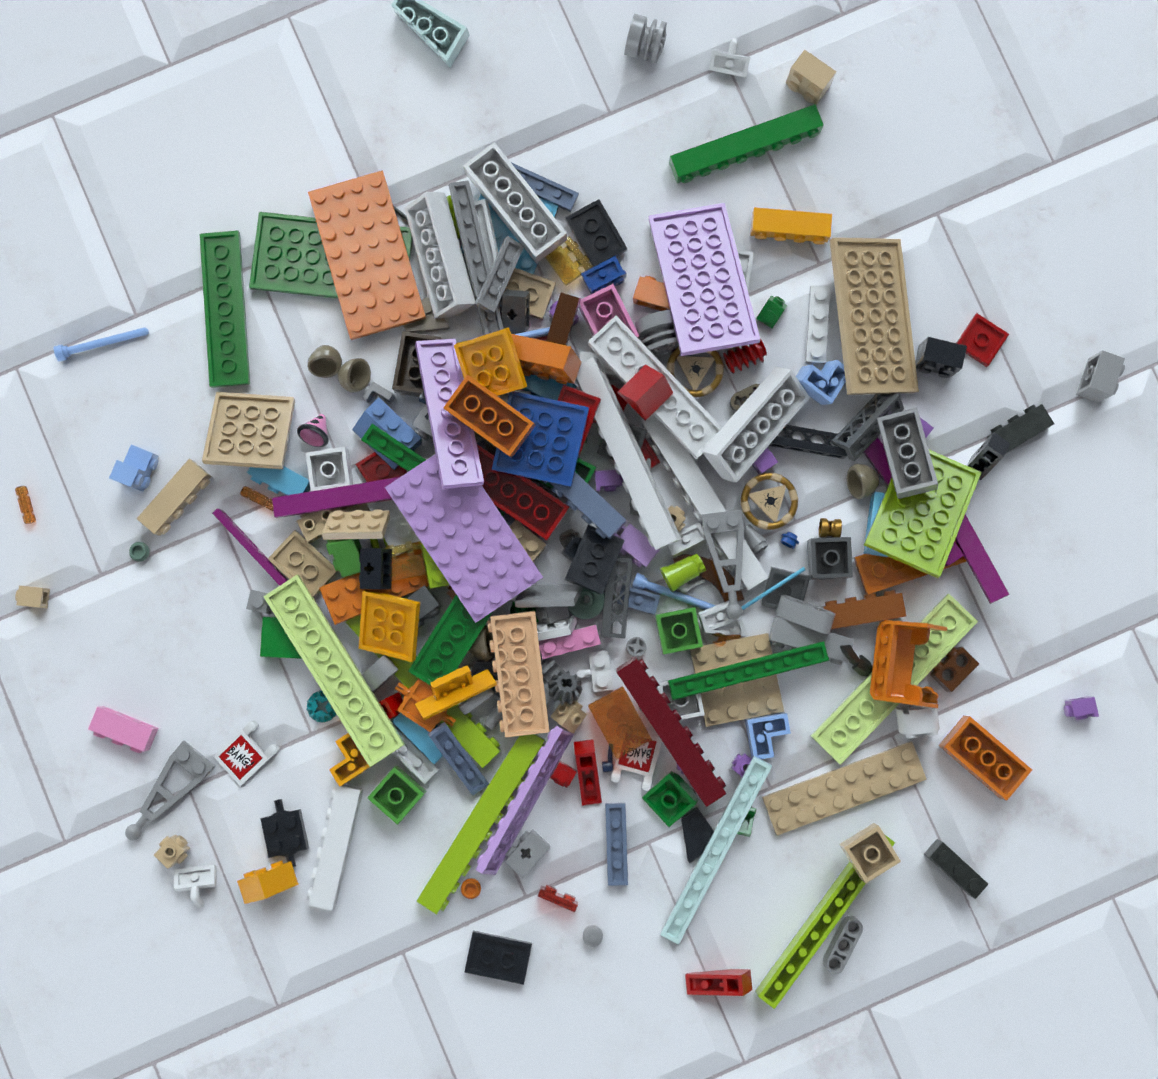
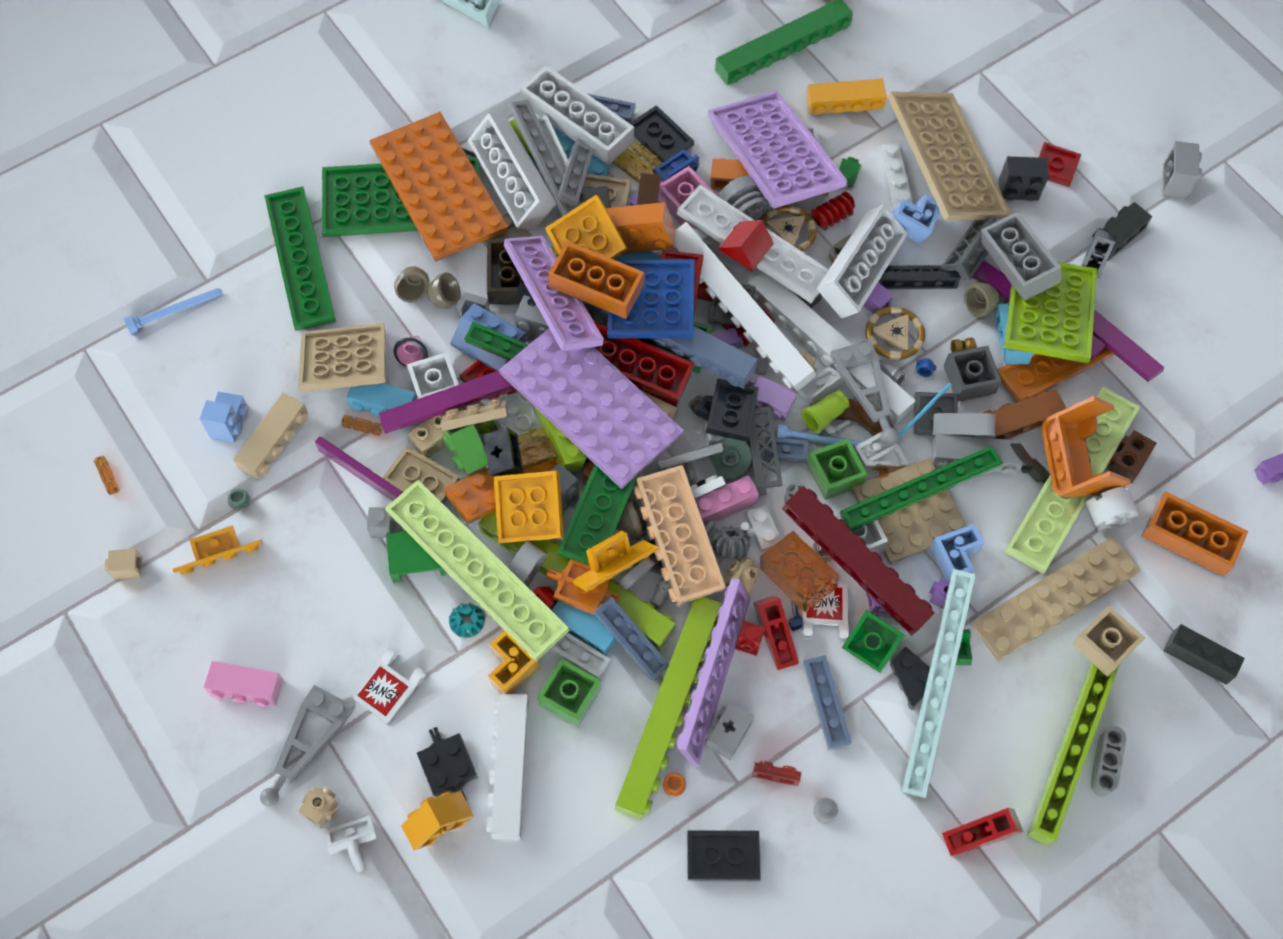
camera: 15 degrees left, 20 degrees down
(112, 597) = (214, 546): none -> light orange bracket

